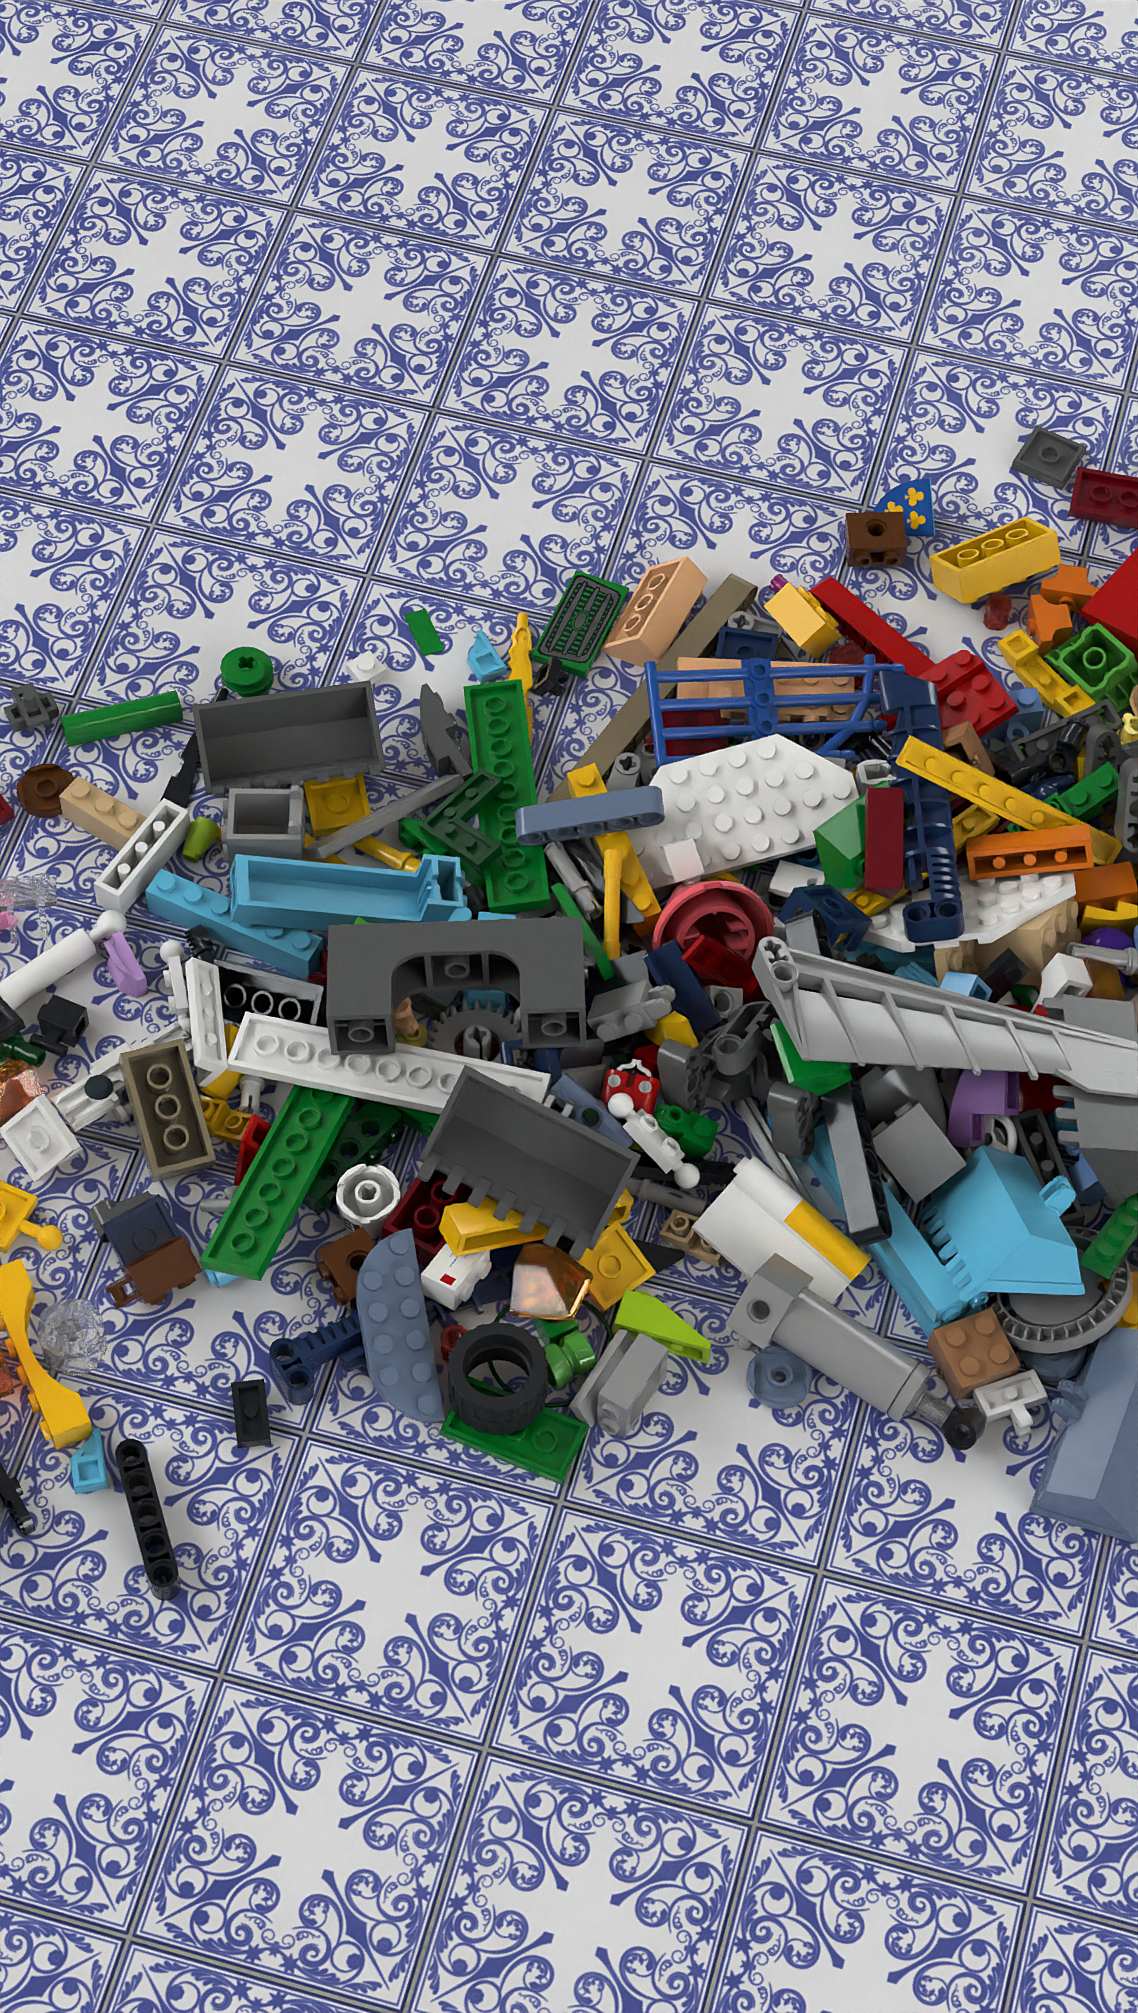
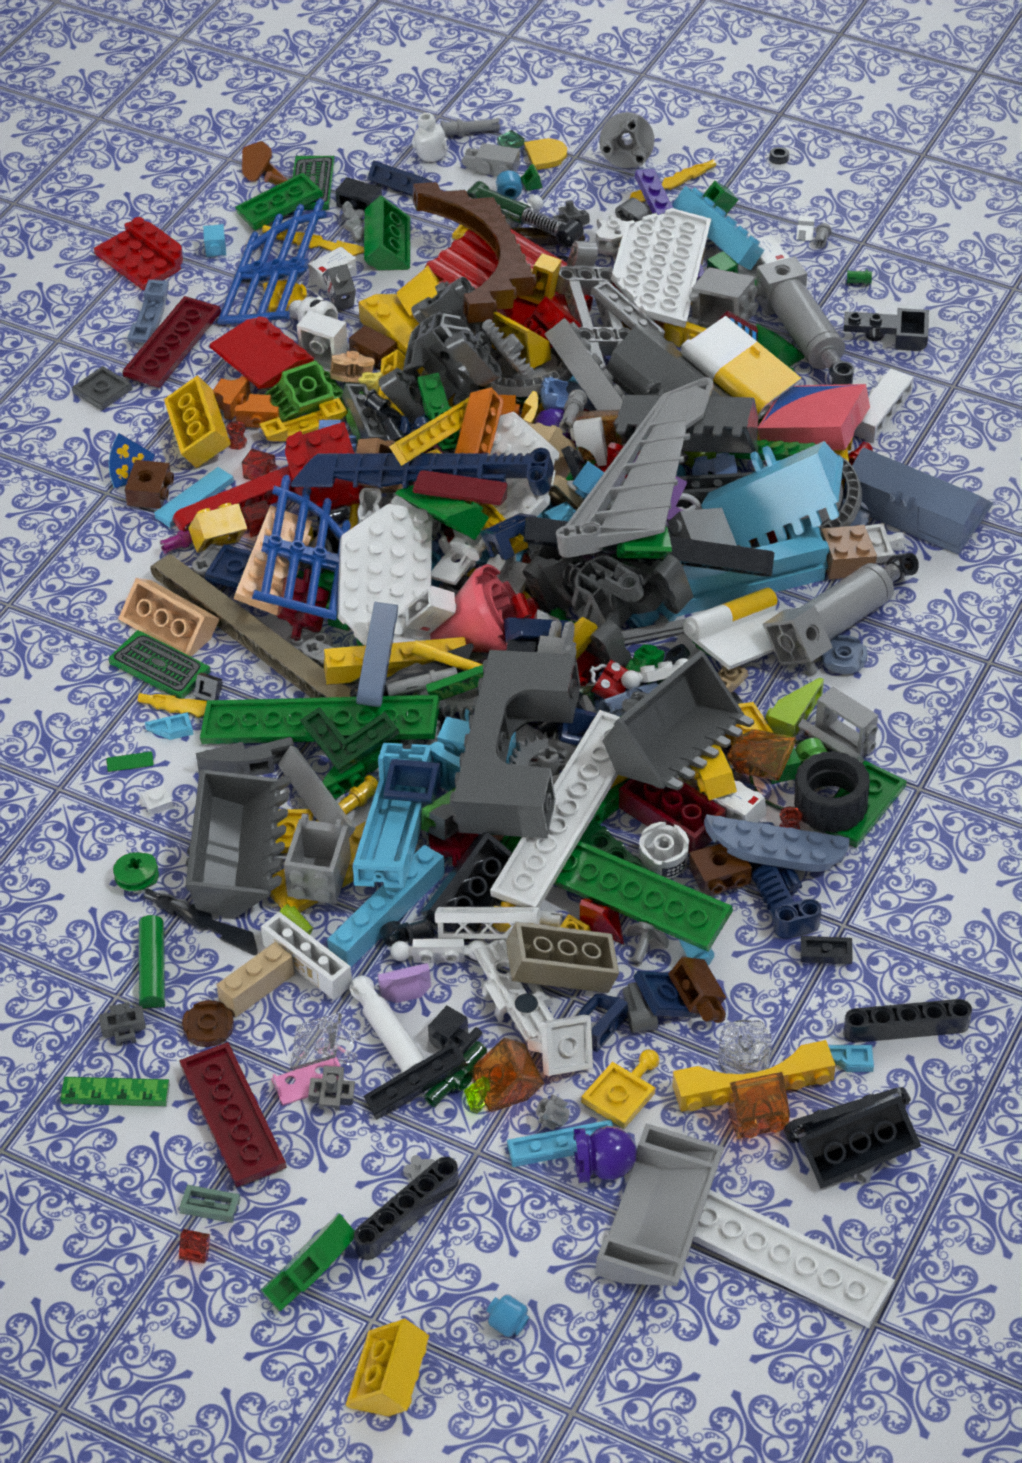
camera: 75 degrees left, 10 degrees down
(96, 1185) = (611, 1020): none -> dark blue tile
(409, 878) = (412, 774): none -> dark blue tile
(882, 596) = (204, 488): none -> medium azure tile
(946, 642) = (258, 464): none -> clear red brick

